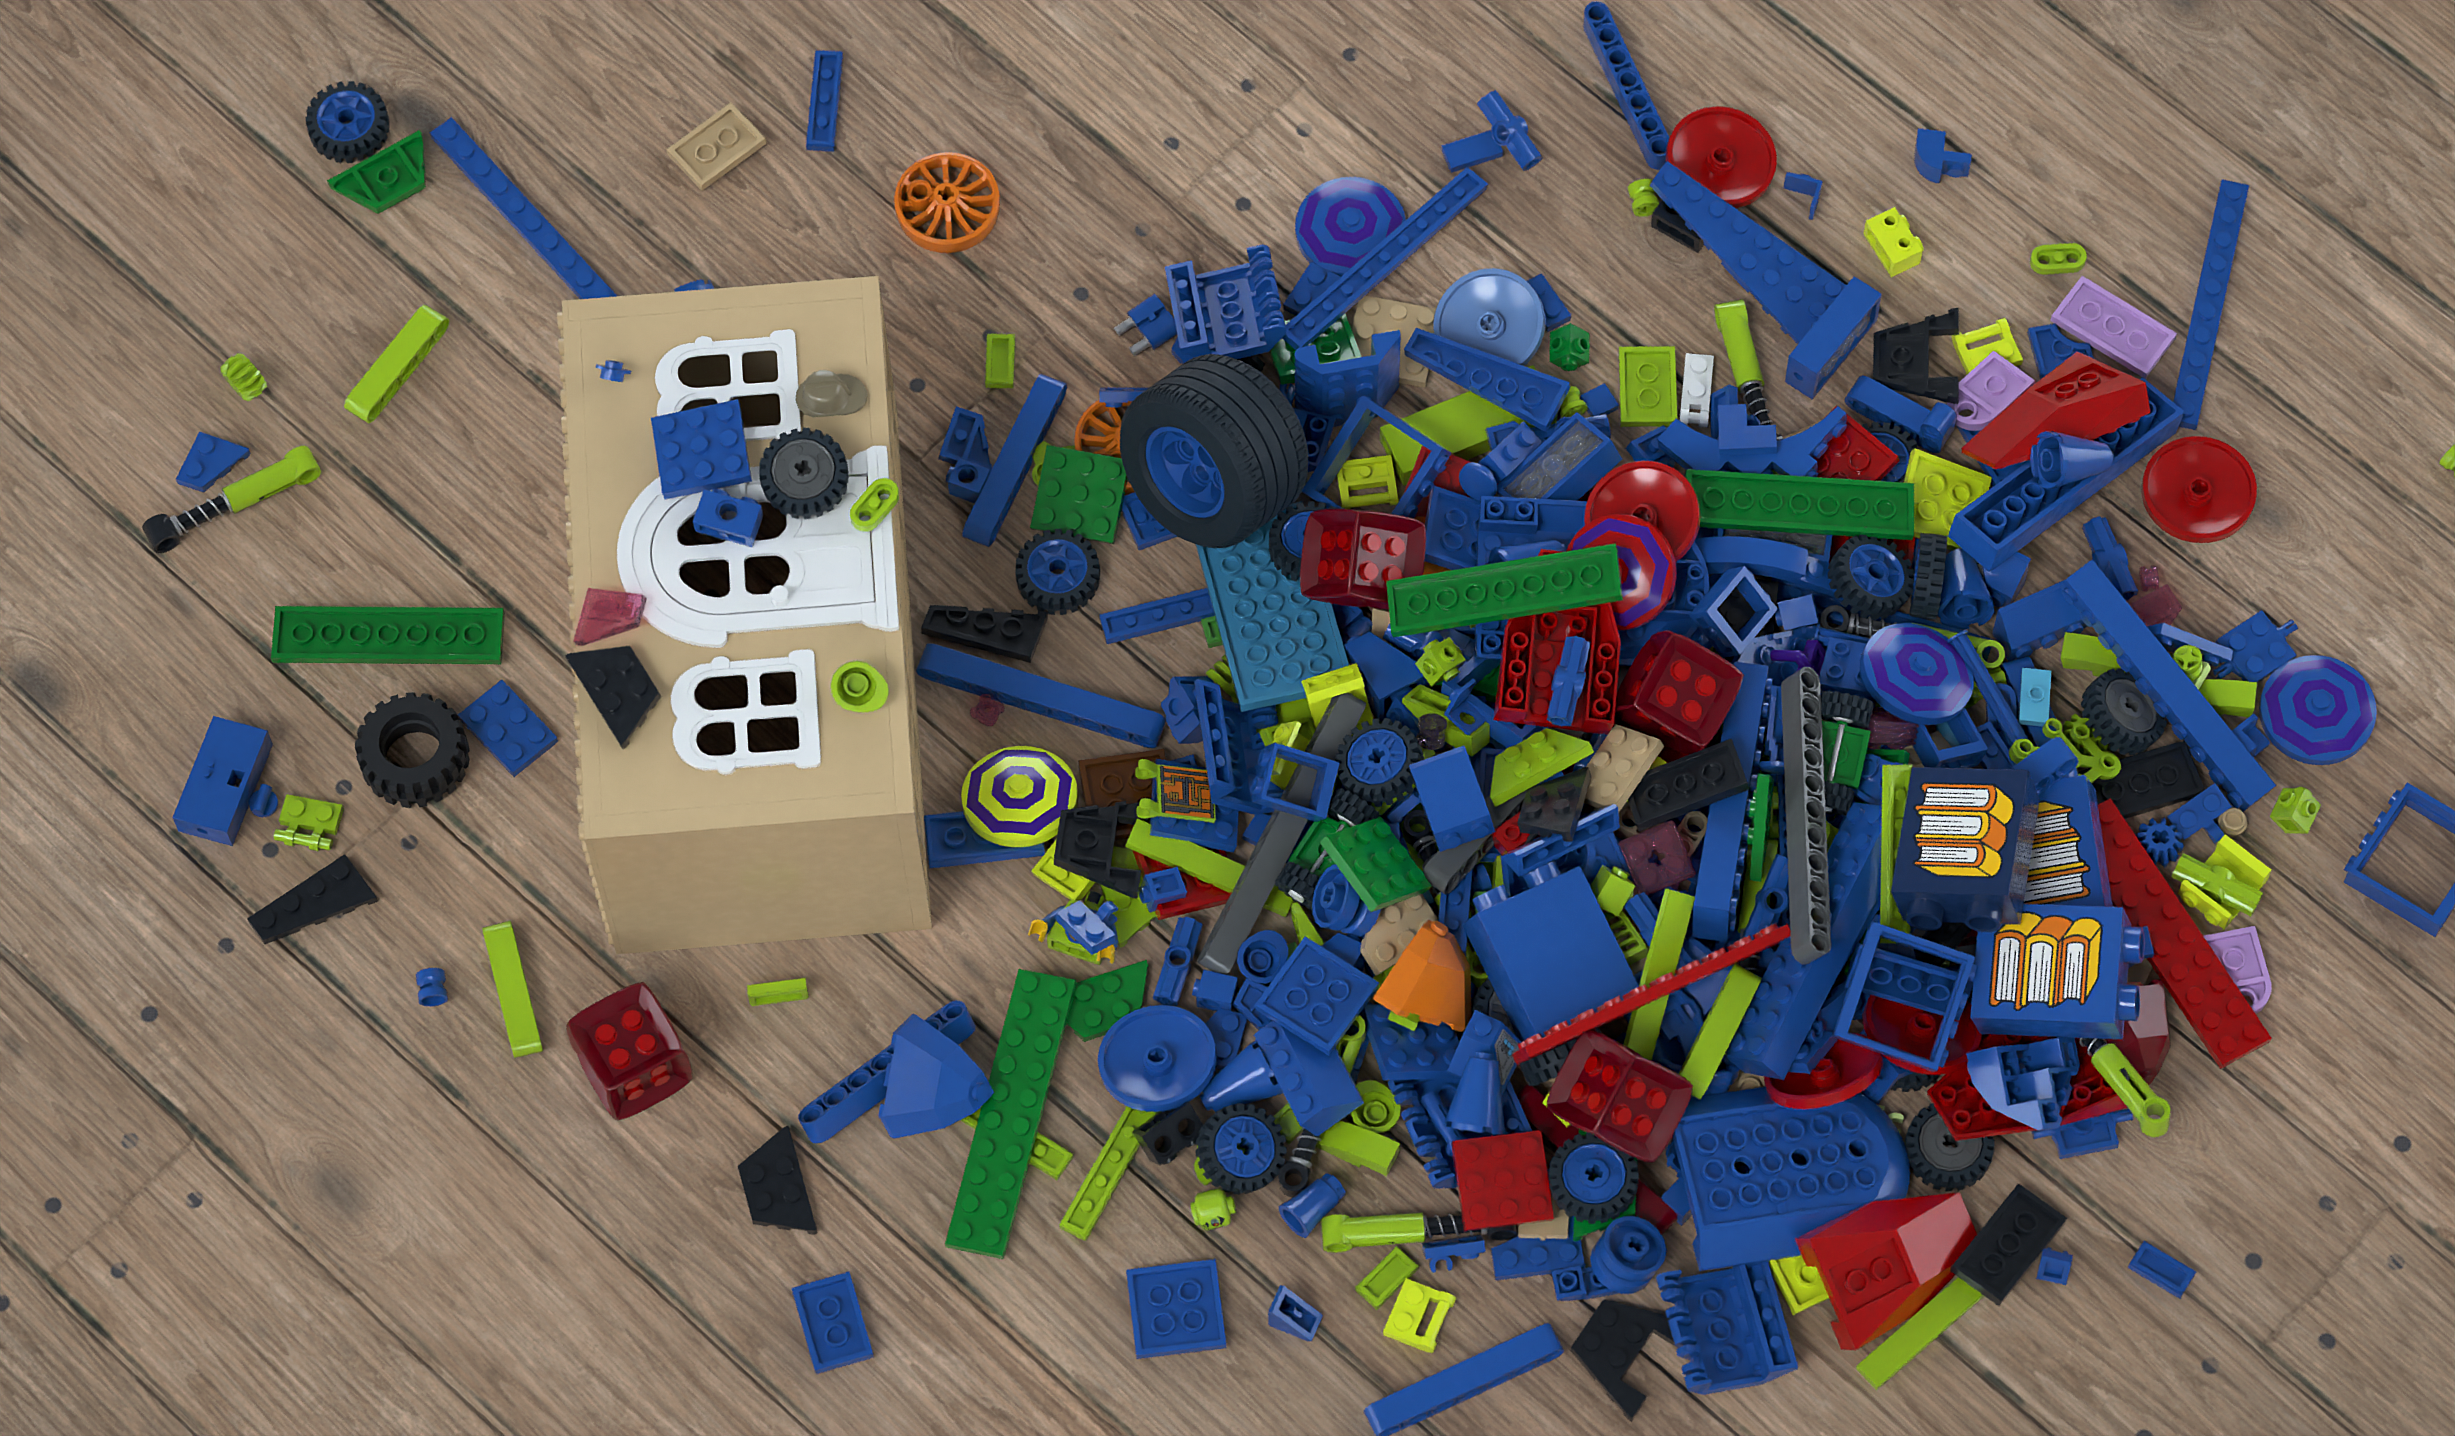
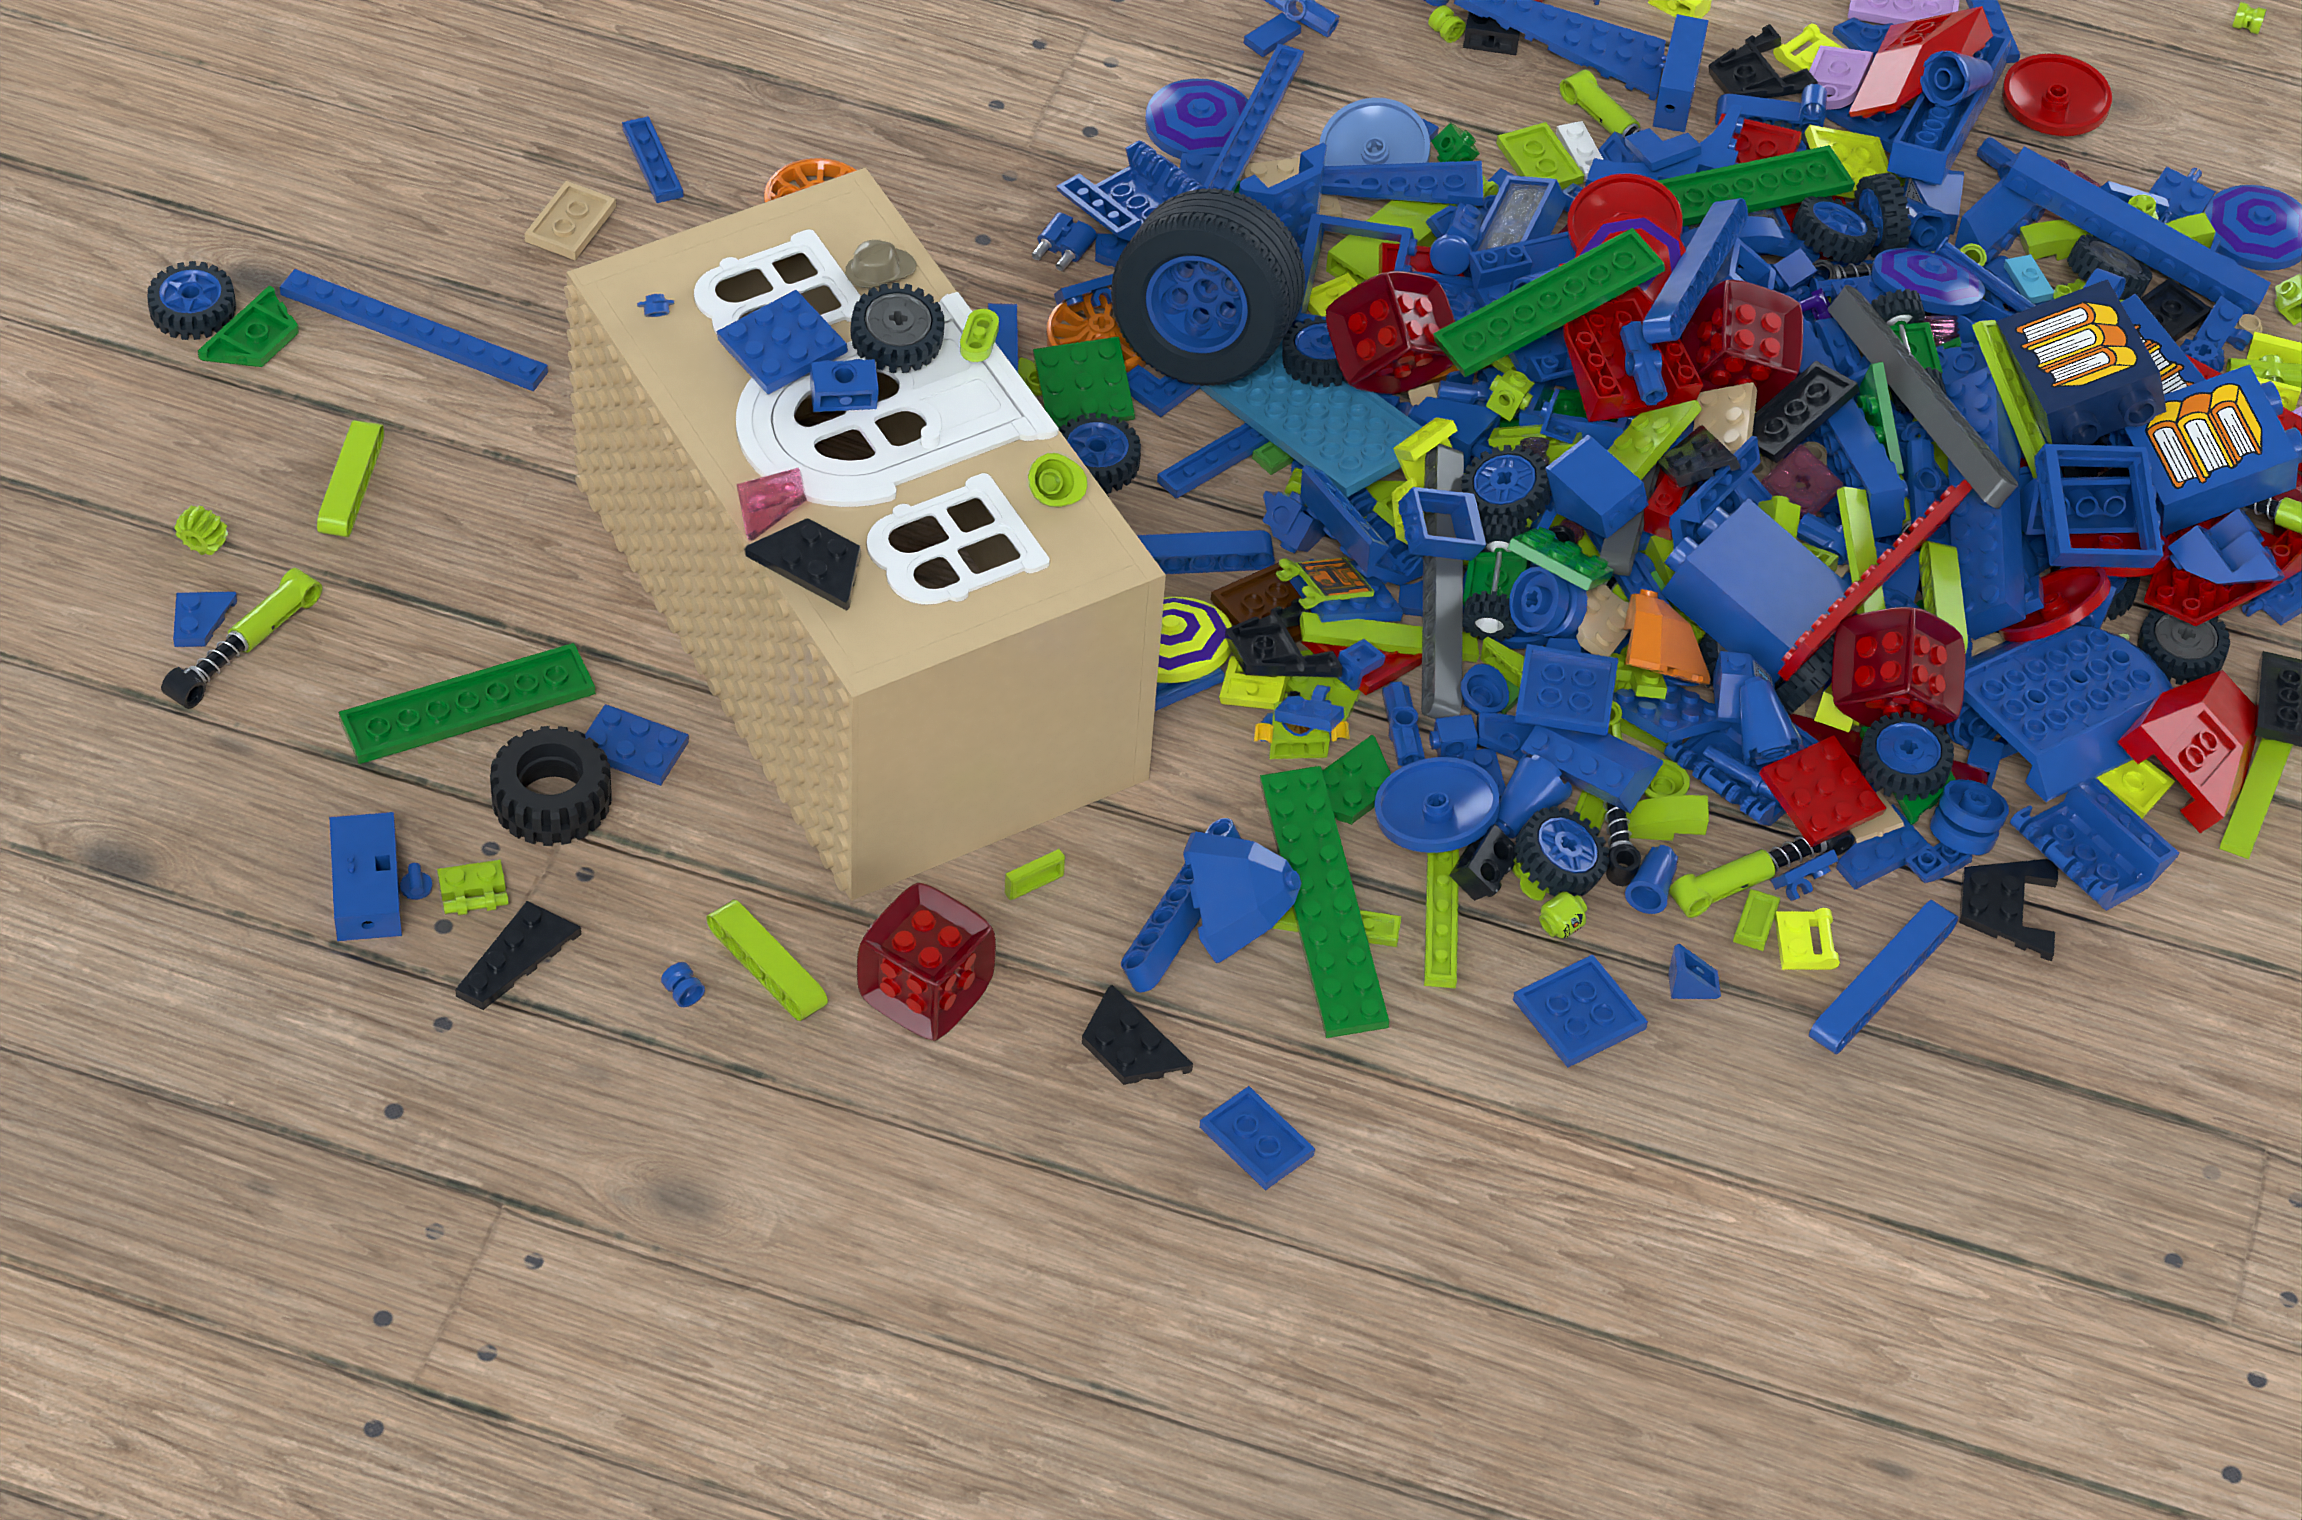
camera: 30 degrees left, 15 degrees down
(1670, 599) = (1695, 271): none -> blue beam

